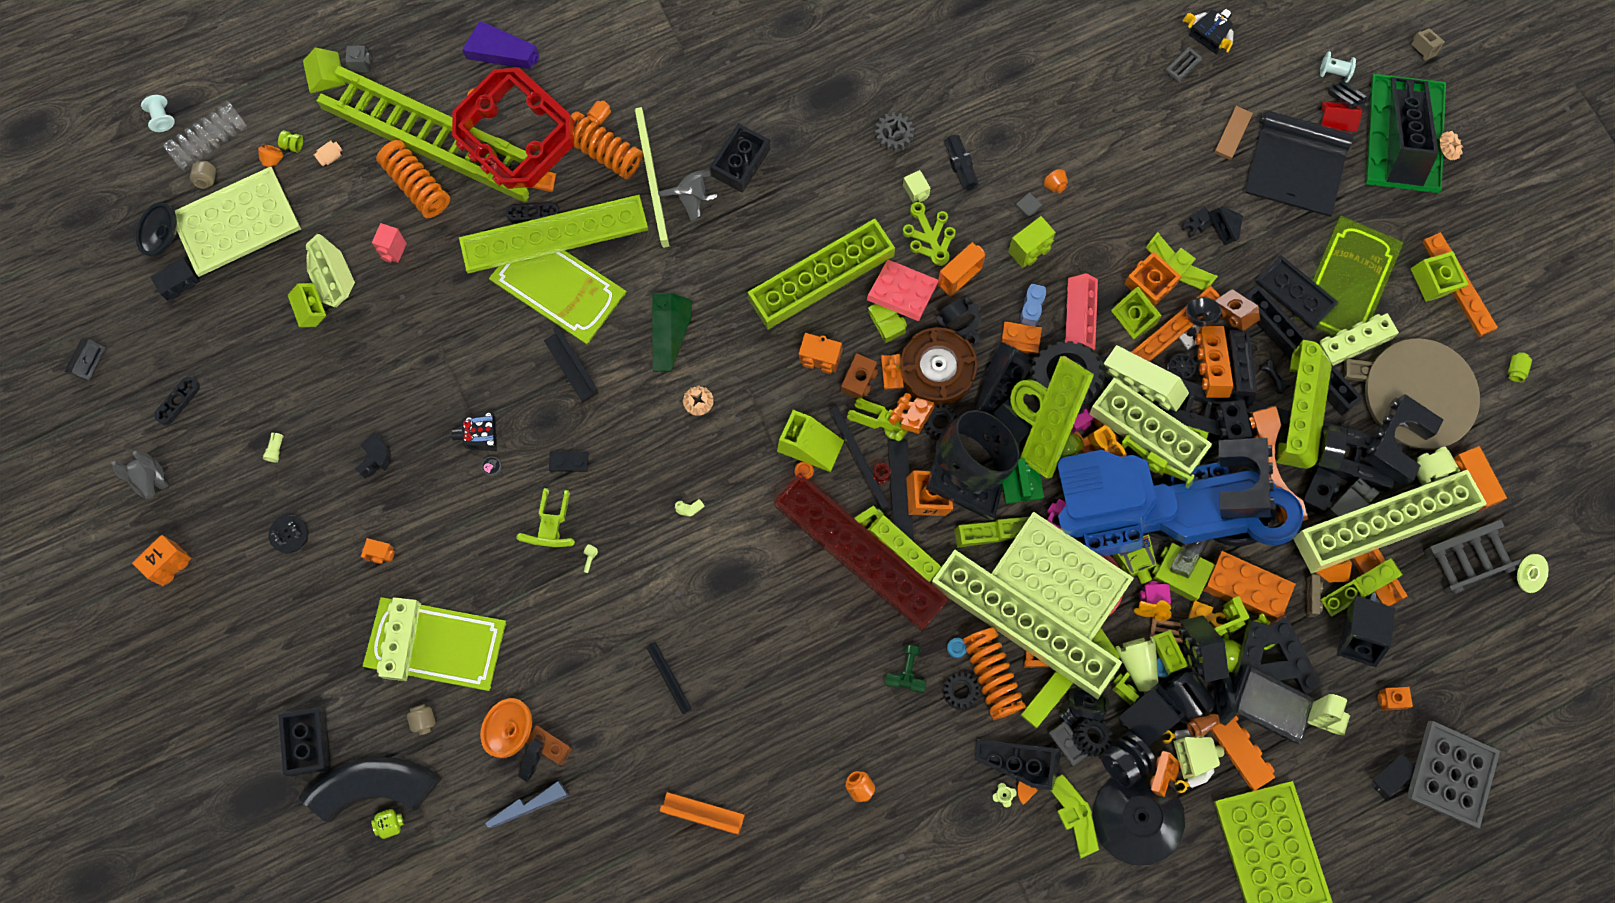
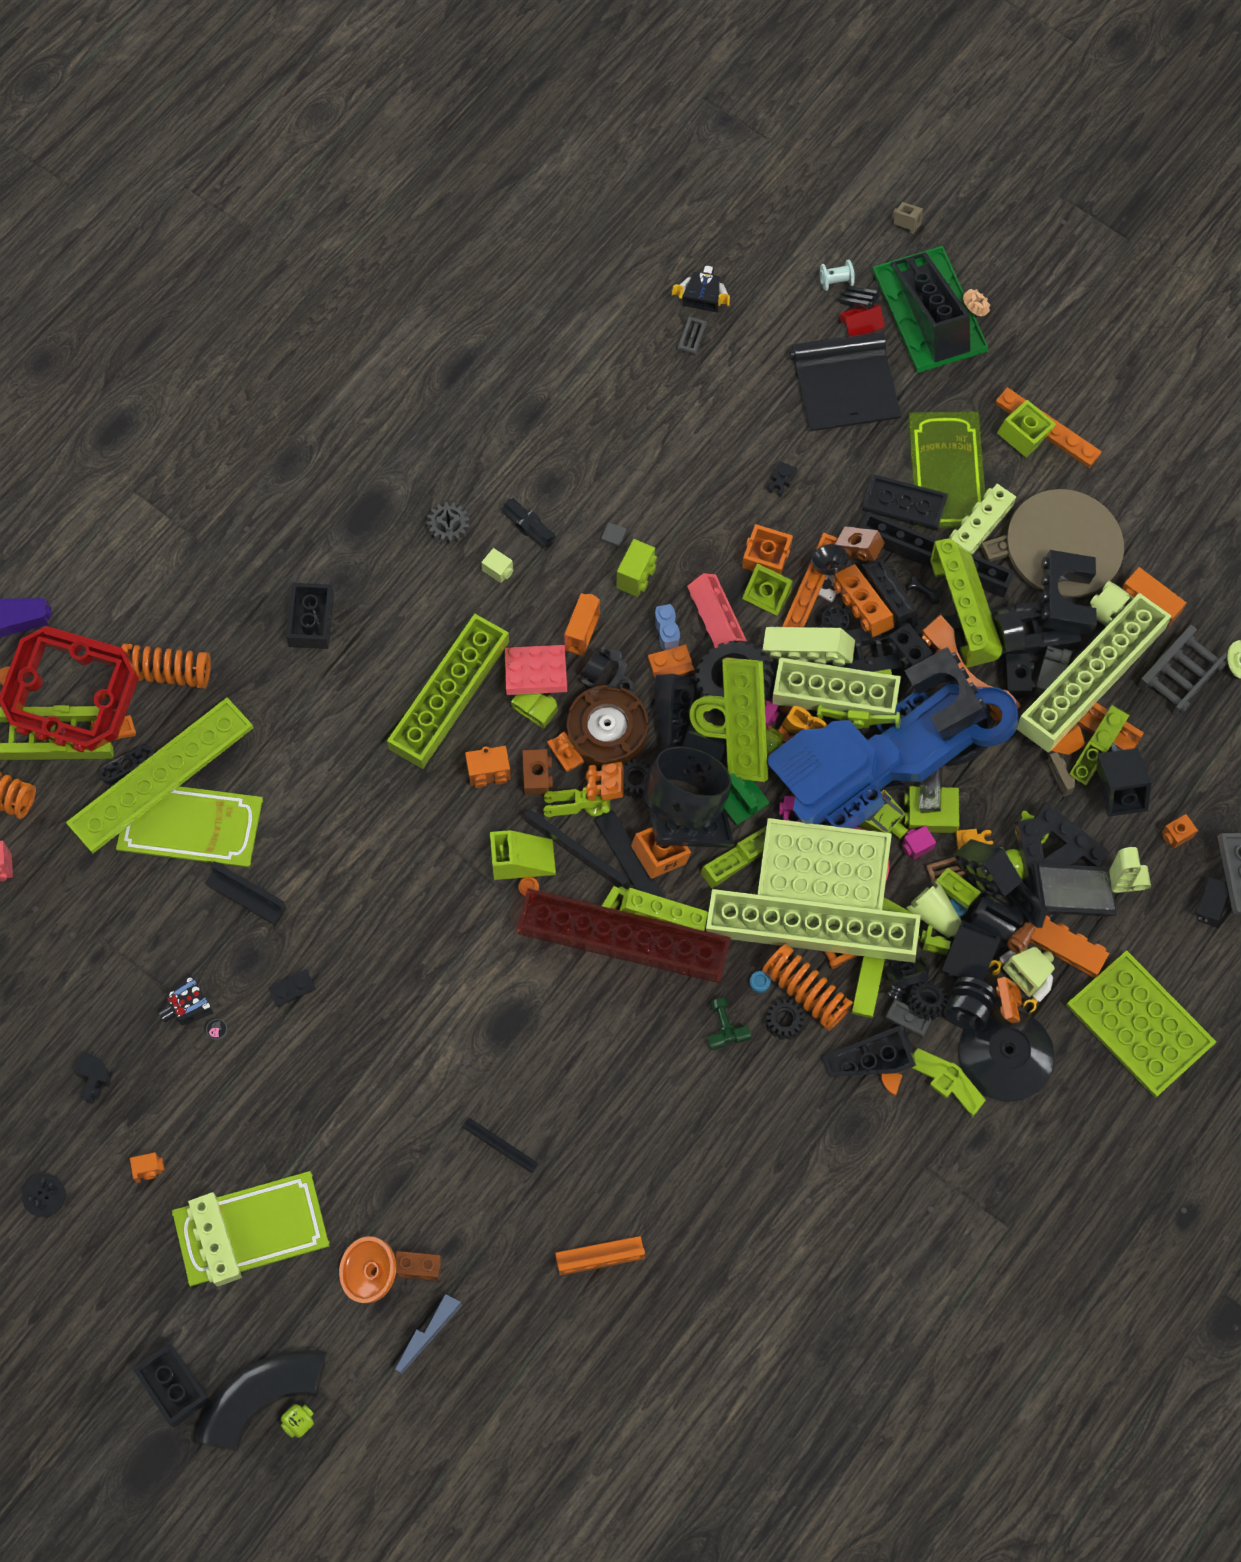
camera: 30 degrees left, 5 degrees down
(421, 719) = (277, 1305): dark tan head -> none
(531, 760) = (409, 1286): black beam -> none
(548, 531) = (308, 1059): lime piece -> none
(591, 551) = (361, 1063): yellowish green hand -> none
(599, 112) = (143, 635): orange brick -> none
(652, 177) = (231, 674): yellowish green tile -> none
(669, 324) = (324, 810): dark green wedge -> none
(688, 510) = (435, 977): yellowish green arm -> none
(691, 193) = (279, 671): dark grey piece -> none
(699, 408) = (396, 874): light nougat gear -> none
(860, 786) = (736, 1153): orange head -> none
(881, 479) = (608, 847): clear red bush -> none
(929, 236) = (534, 607): lime plant -> none
(998, 796) = (878, 1090): yellowish green plate -> none
(1056, 181) = (629, 500): orange cone -> none
(1159, 611) = (928, 856): light orange plate -> none
(1181, 263) = (786, 523): lime plate -> none
(1227, 224) = (809, 467): black slope -> none
(1233, 133) = (771, 379): medium nougat tile -> none
(1236, 613) = (999, 823): lime bracket -> none
(1257, 588) = (998, 793): orange brick -> none
(1519, 367) = (1138, 479): lime brick -> none

